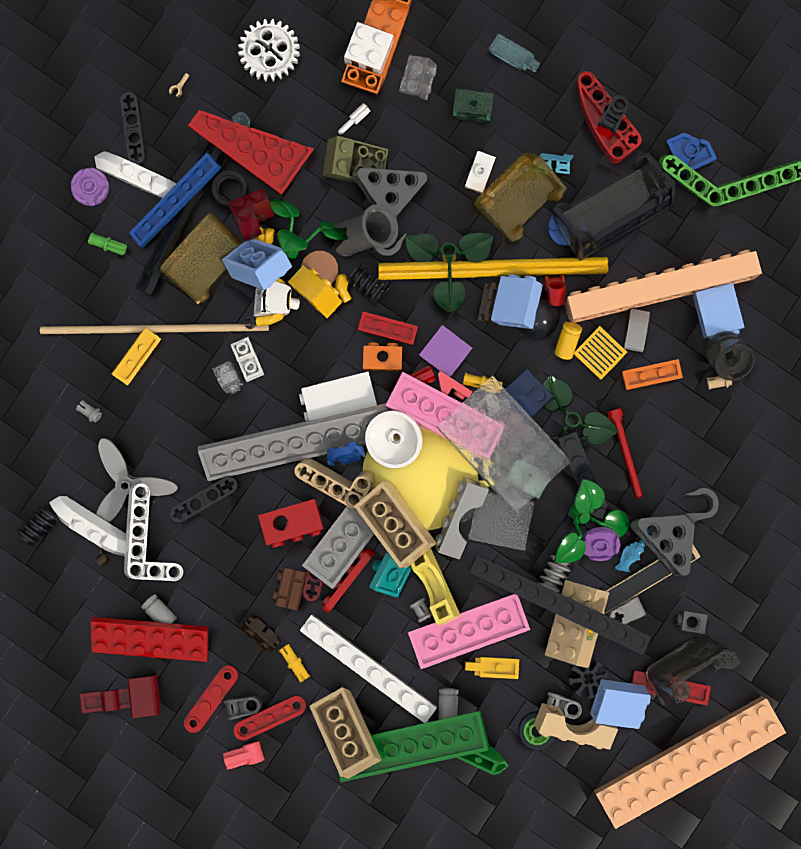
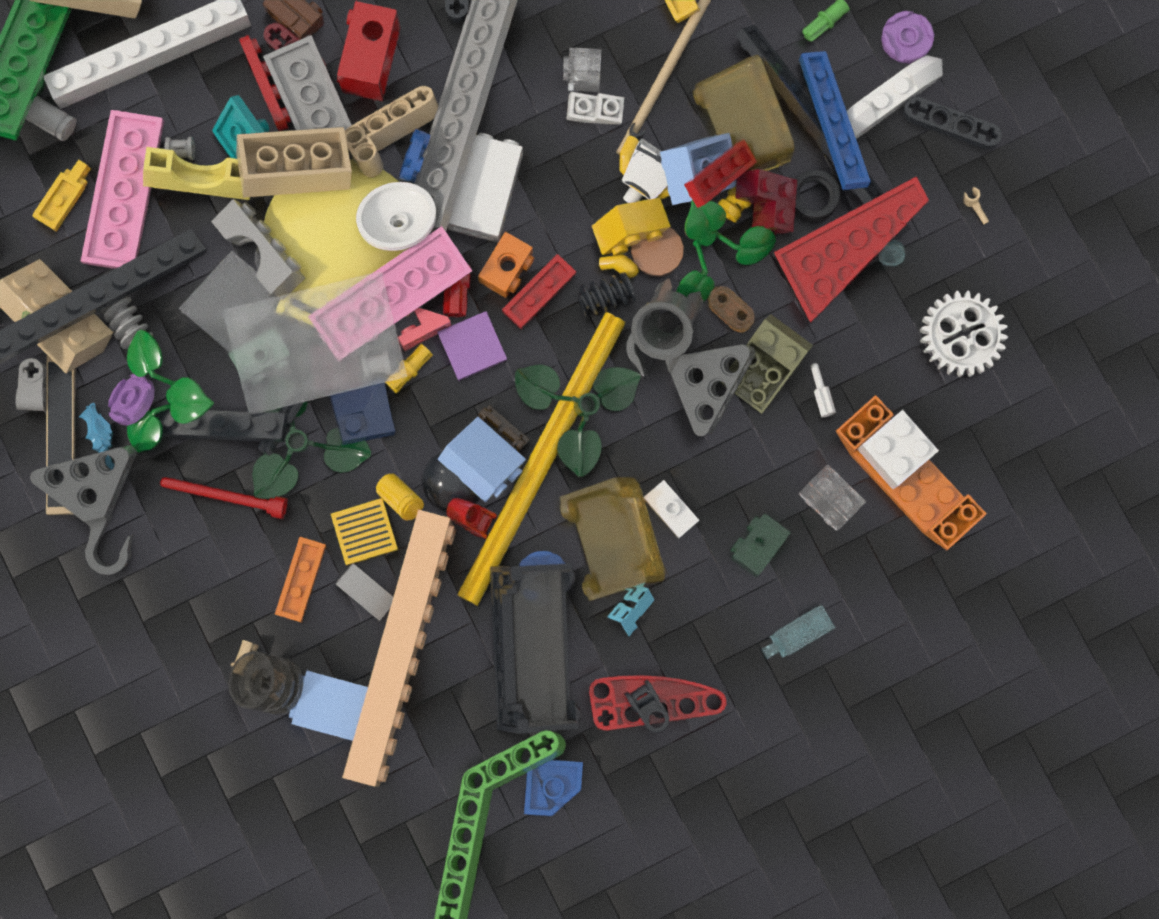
camera: 110 degrees right, 5 degrees down
(256, 245) = (720, 173): none -> red plate
(331, 202) = (729, 310): none -> clear orange plate

